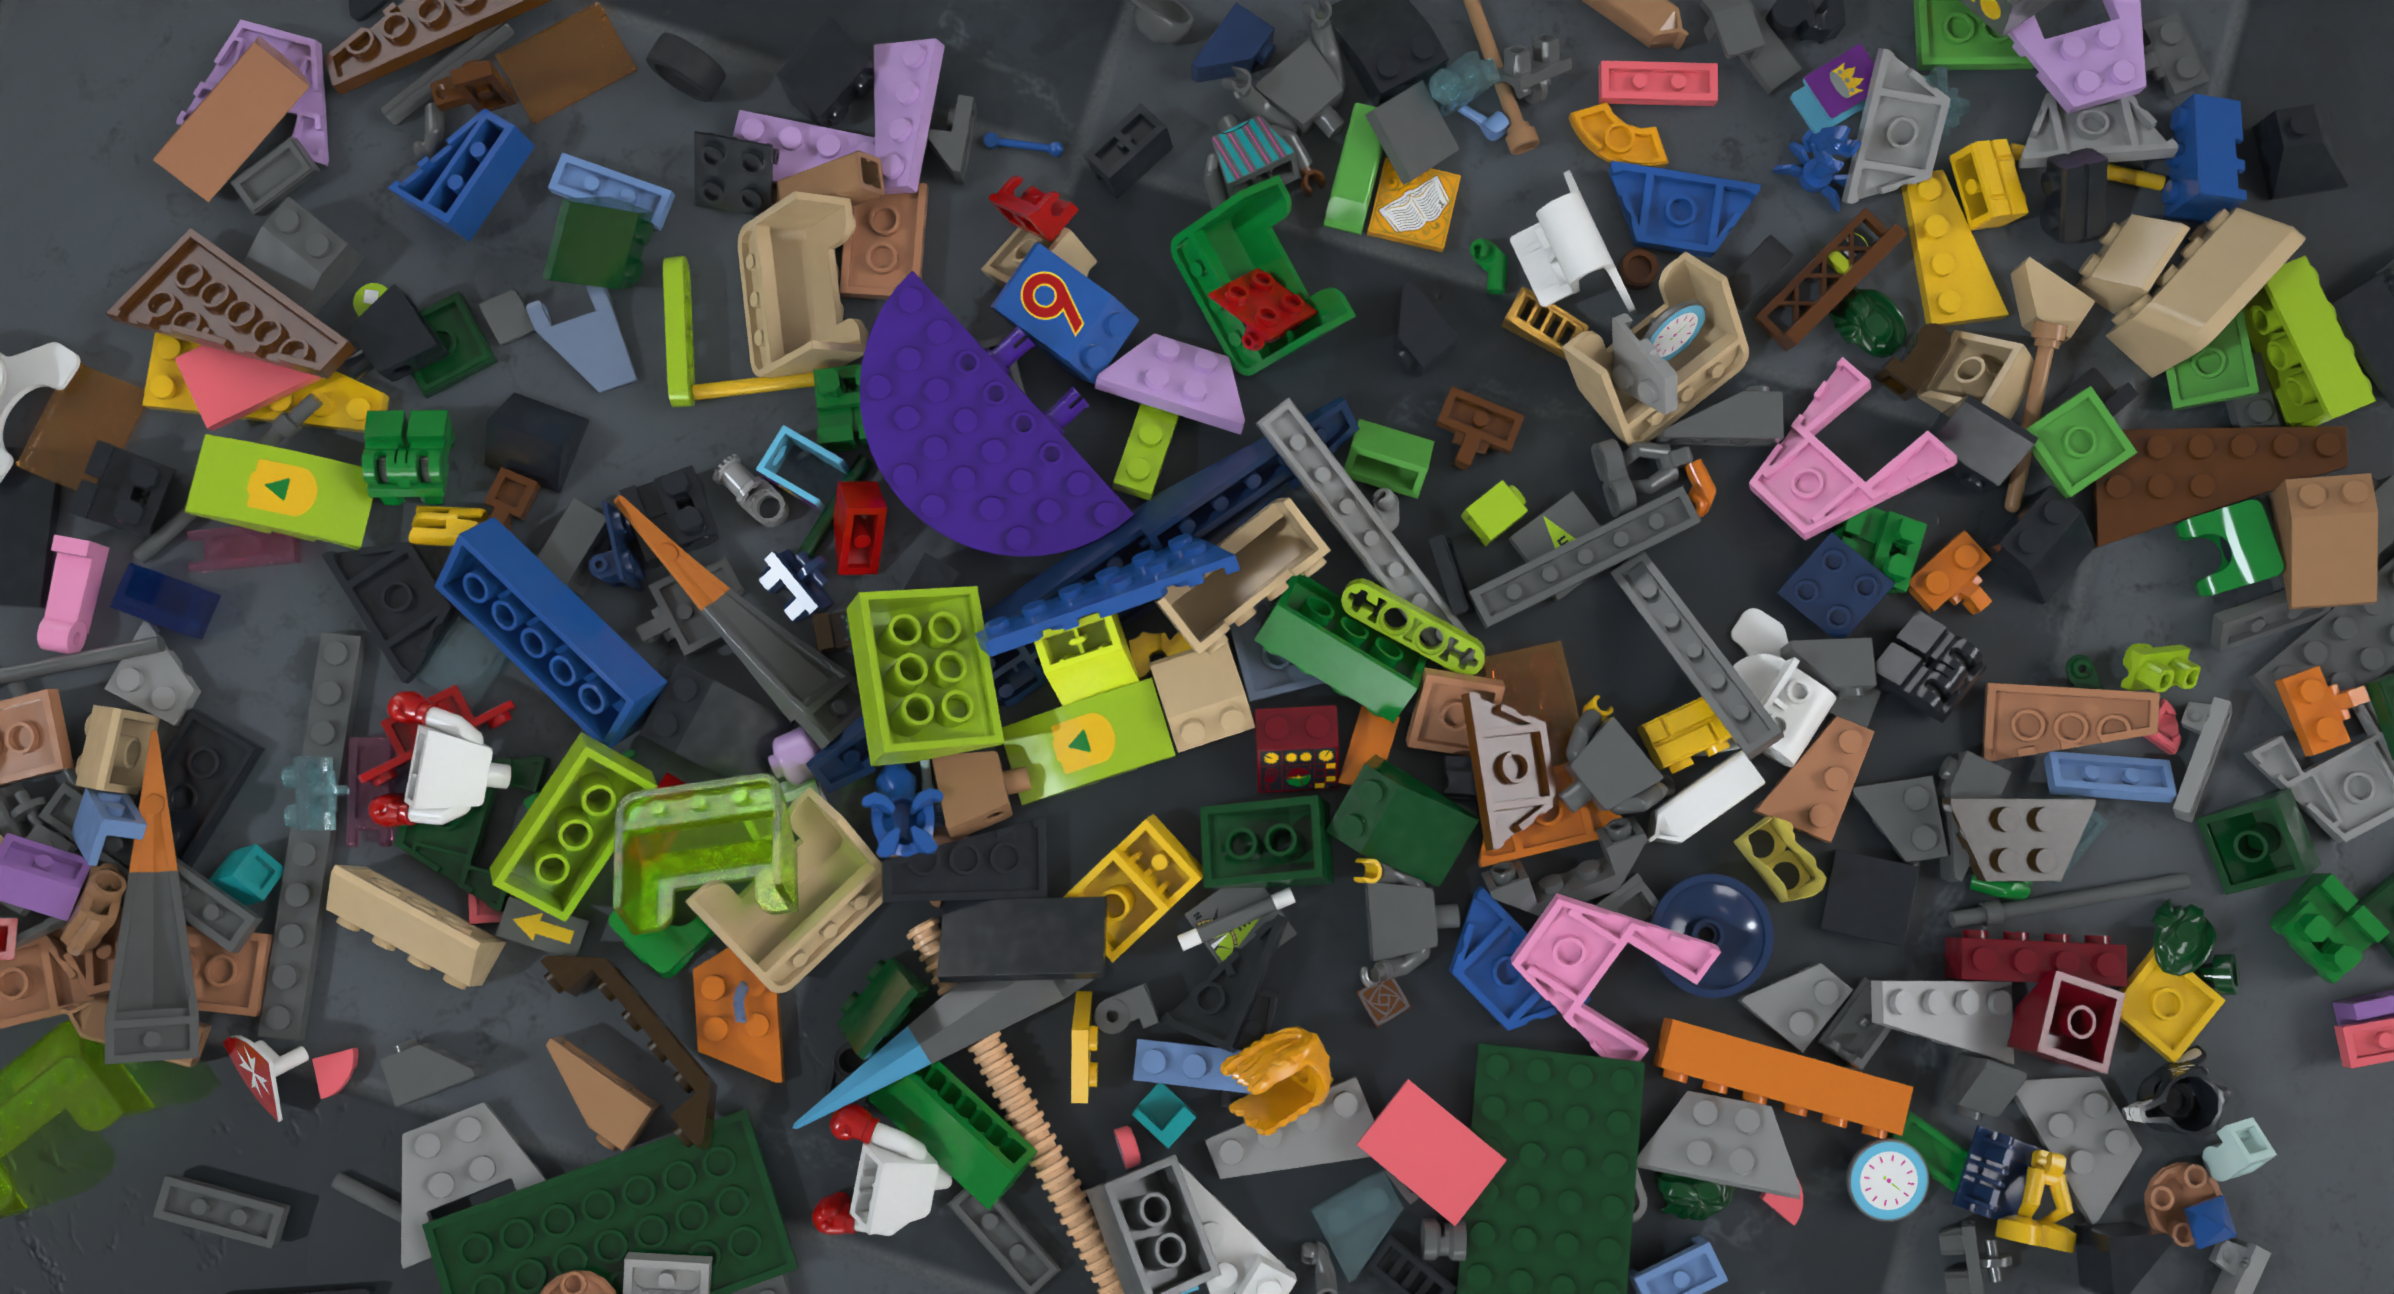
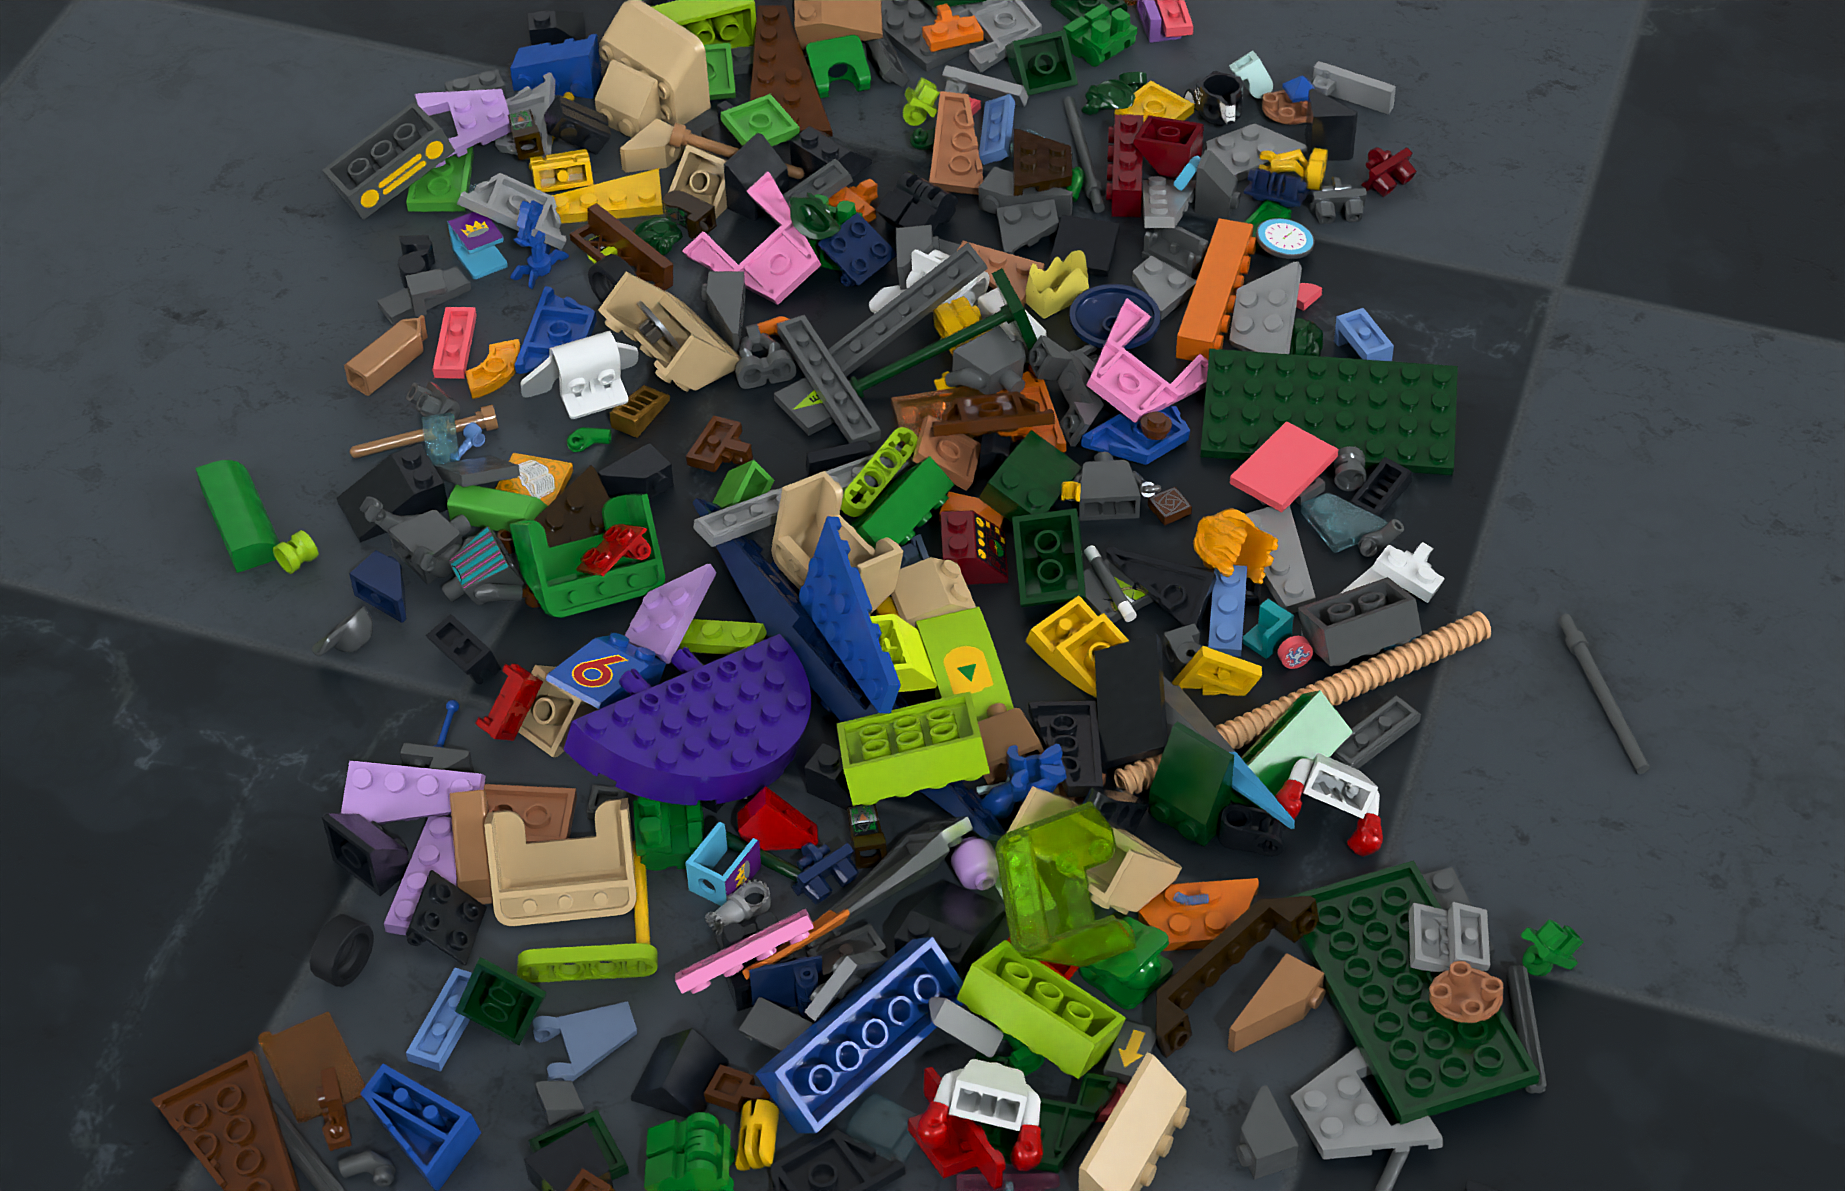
camera: 85 degrees left, 35 degrees down
(553, 733) = (965, 1026): none -> light grey slope
(603, 610) = (847, 975): none -> dark grey plate
(643, 496) = (731, 959): none -> bright pink plate
(875, 929) = (1118, 807): none -> black leg
(1337, 254) = (575, 511): none -> dark brown wing
(1495, 512) = (789, 434): lime brick -> none
(1503, 985) = (1155, 425): none -> reddish brown plate
(1641, 369) = (694, 321): light grey wing -> none
(1681, 795) = (1011, 312): none -> dark green tile
(1869, 524) = (812, 217): none -> dark green hat
(1954, 523) = (823, 182): none -> dark grey plate
(2000, 1047) = (1187, 173): none -> medium azure tile
(2043, 125) = (525, 132): none -> dark brown leg

